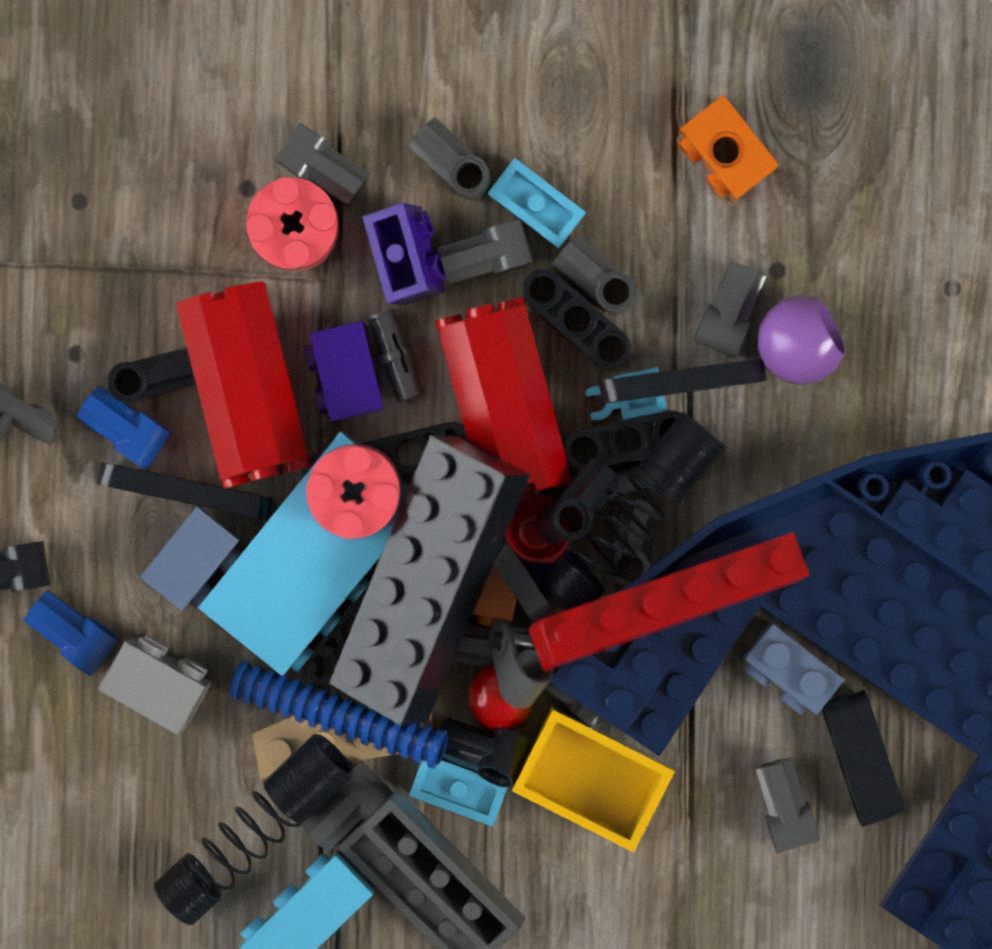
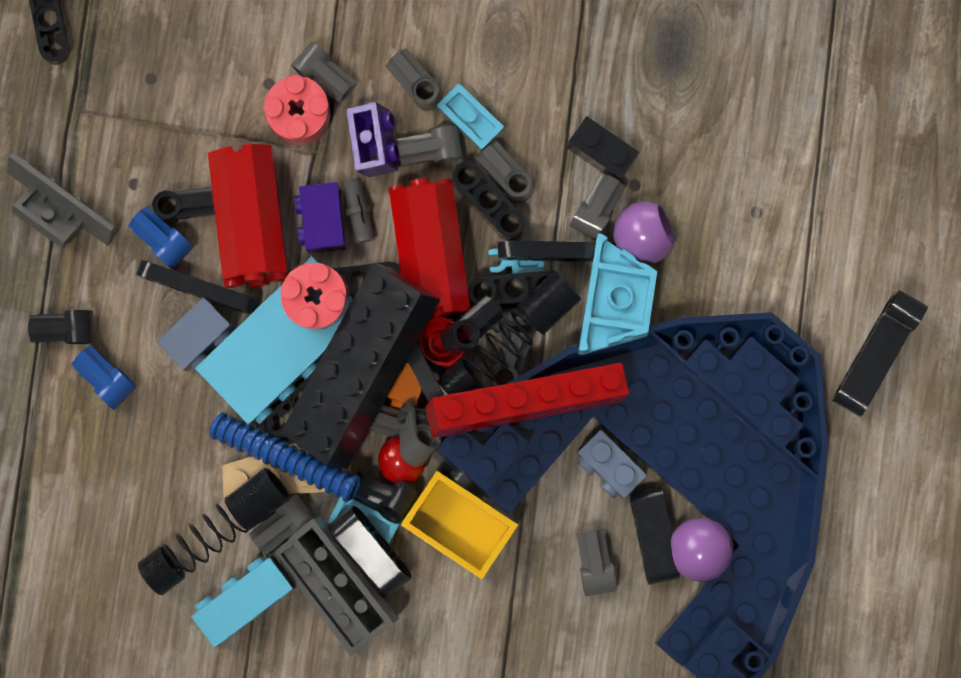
camera: 10 degrees right, 5 degrees down
(156, 683) = (157, 419): light grey brick -> none
(473, 831) = (369, 552): none -> beam
(724, 123) = (602, 77): orange brick -> none
(729, 228) = (602, 149): none -> black brick
(775, 440) = (617, 298): none -> medium azure wing
(931, 771) = (701, 549): none -> medium lavender helmet

